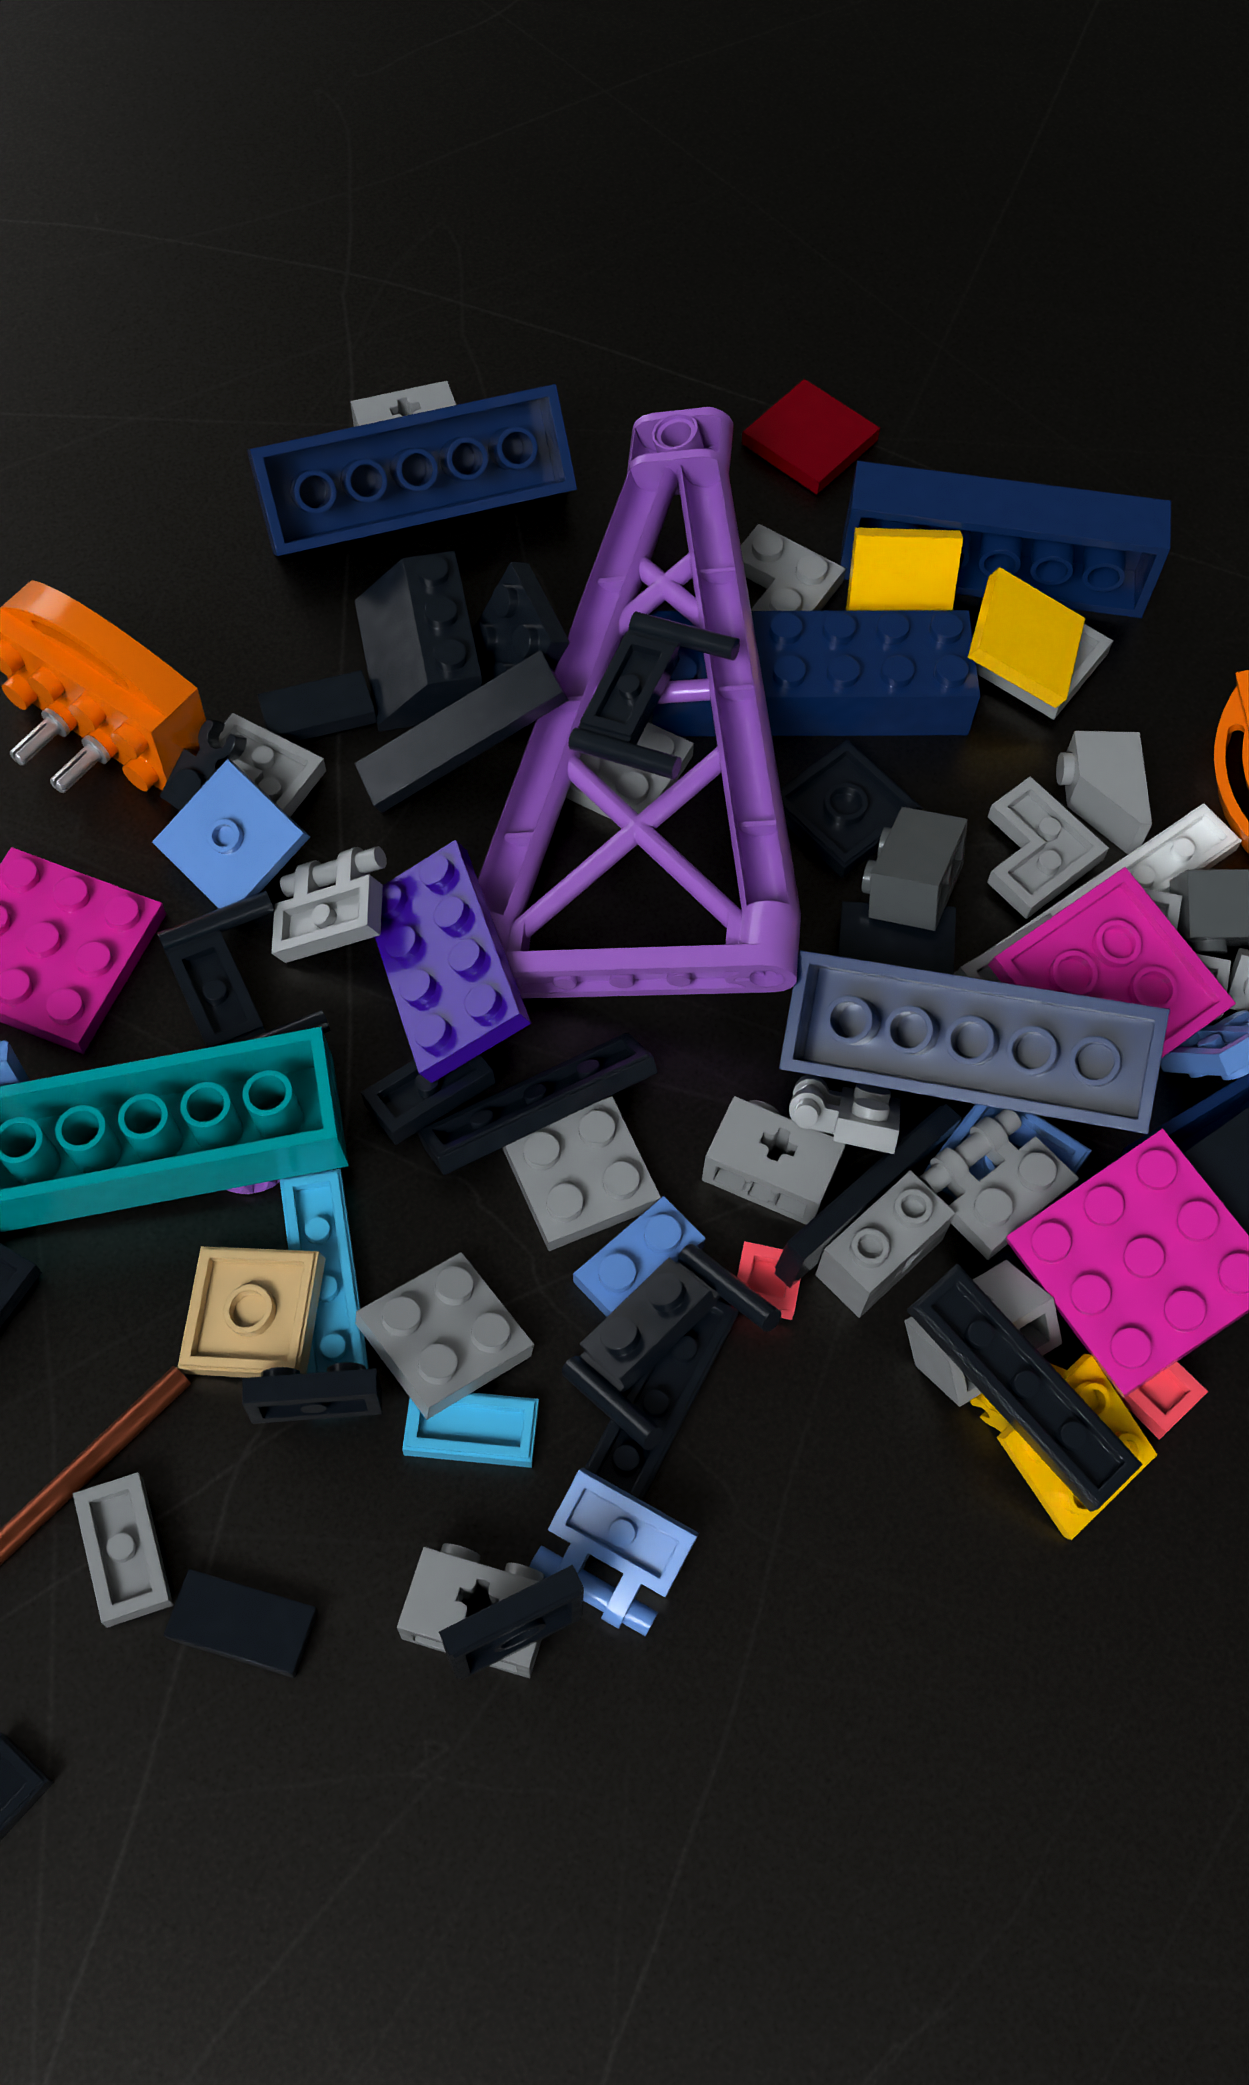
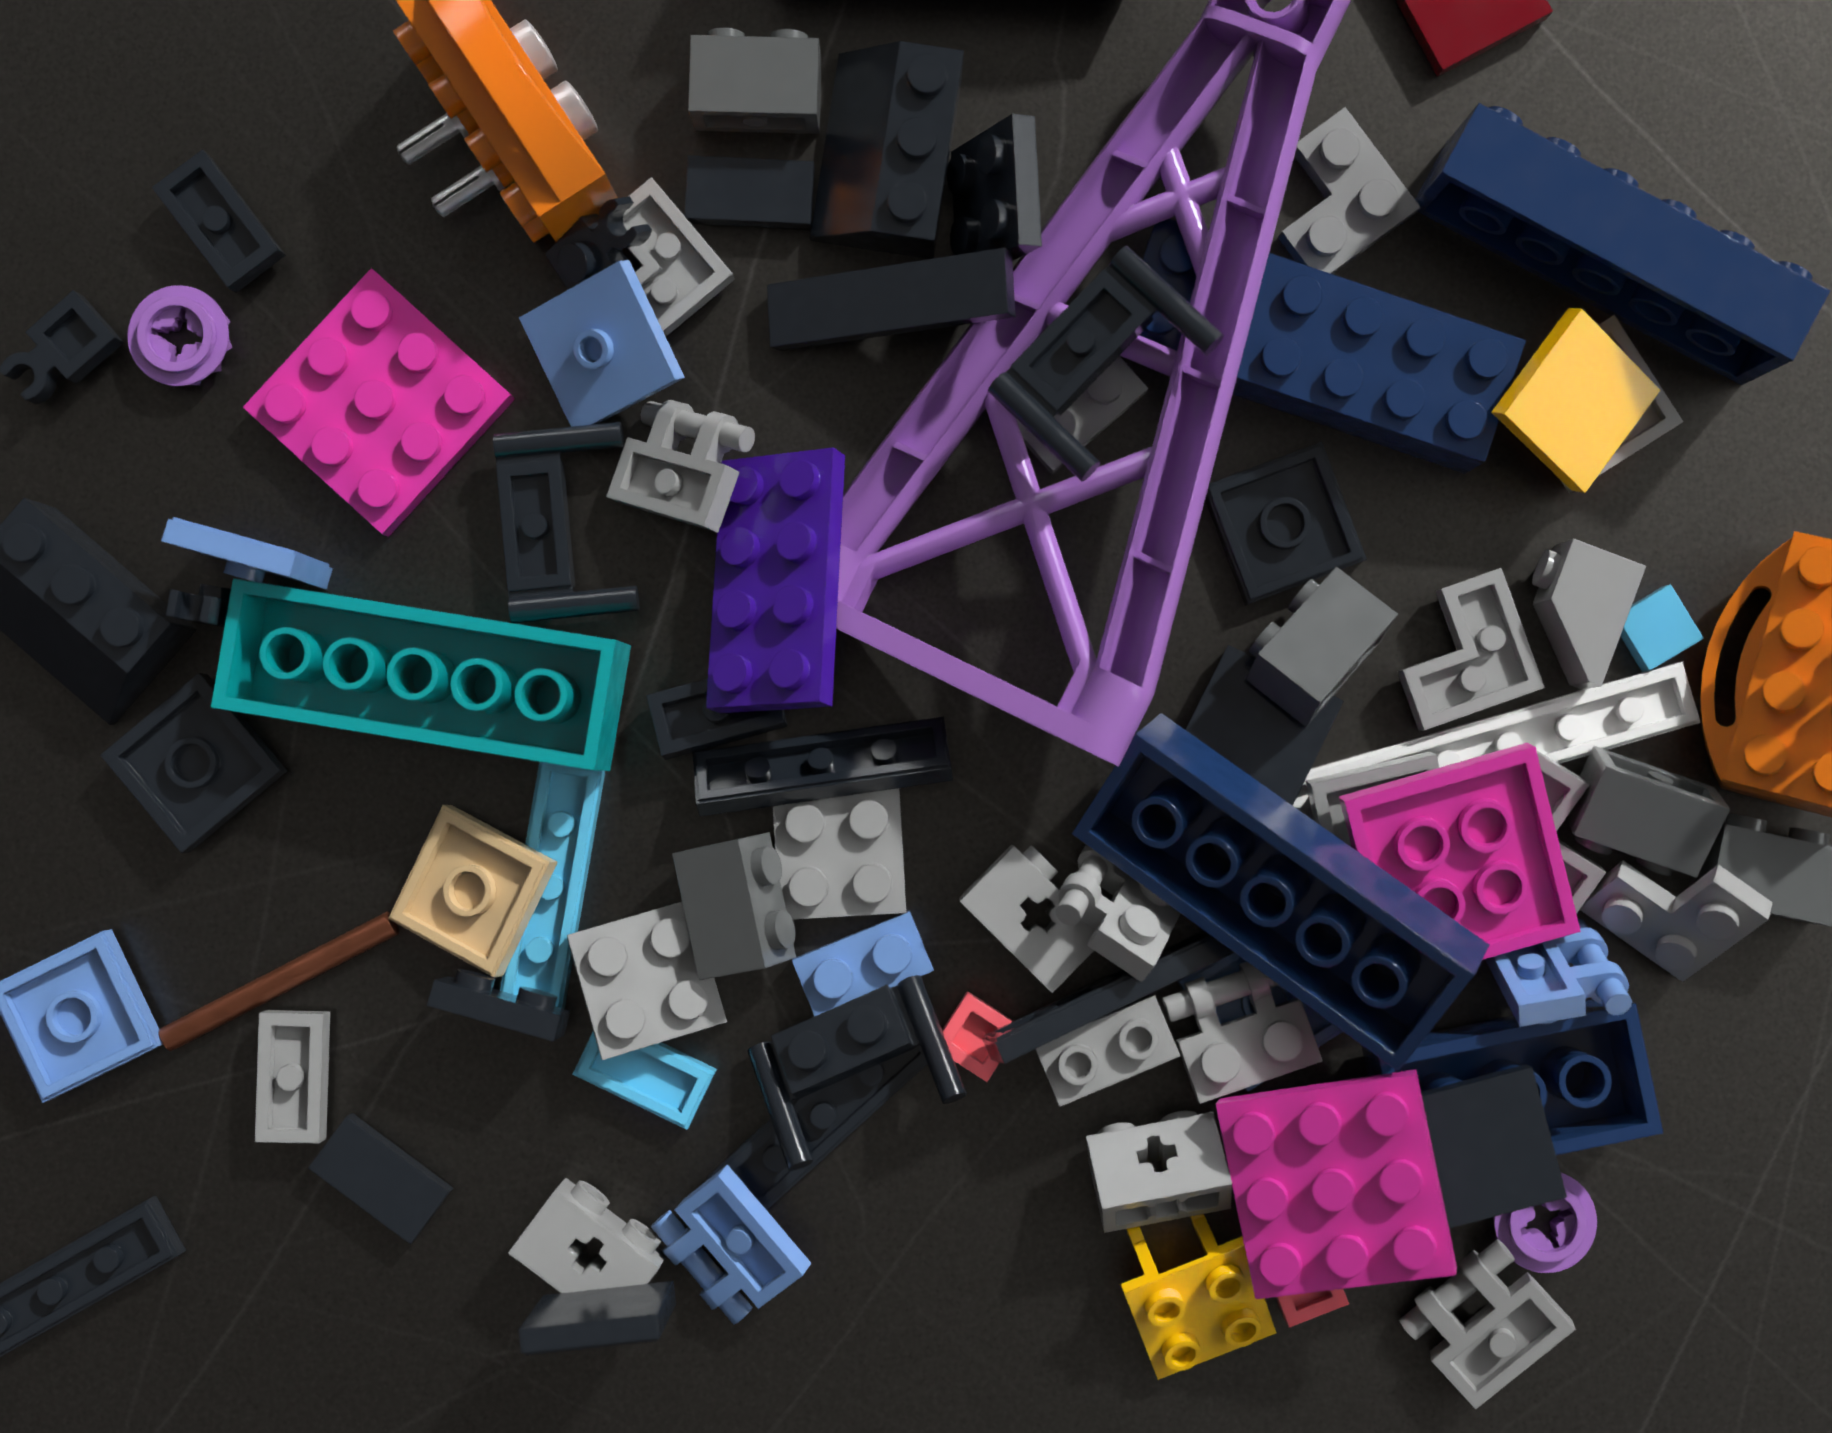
camera: 25 degrees right, 25 degrees up
(296, 631) = (755, 82): none -> dark grey brick
(505, 1234) = (735, 906): none -> dark grey brick
(903, 569) = (1471, 265): yellow tile -> none
(1025, 1388) = (1160, 1259): black tile -> none
(1174, 788) = (1658, 628): none -> medium azure tile

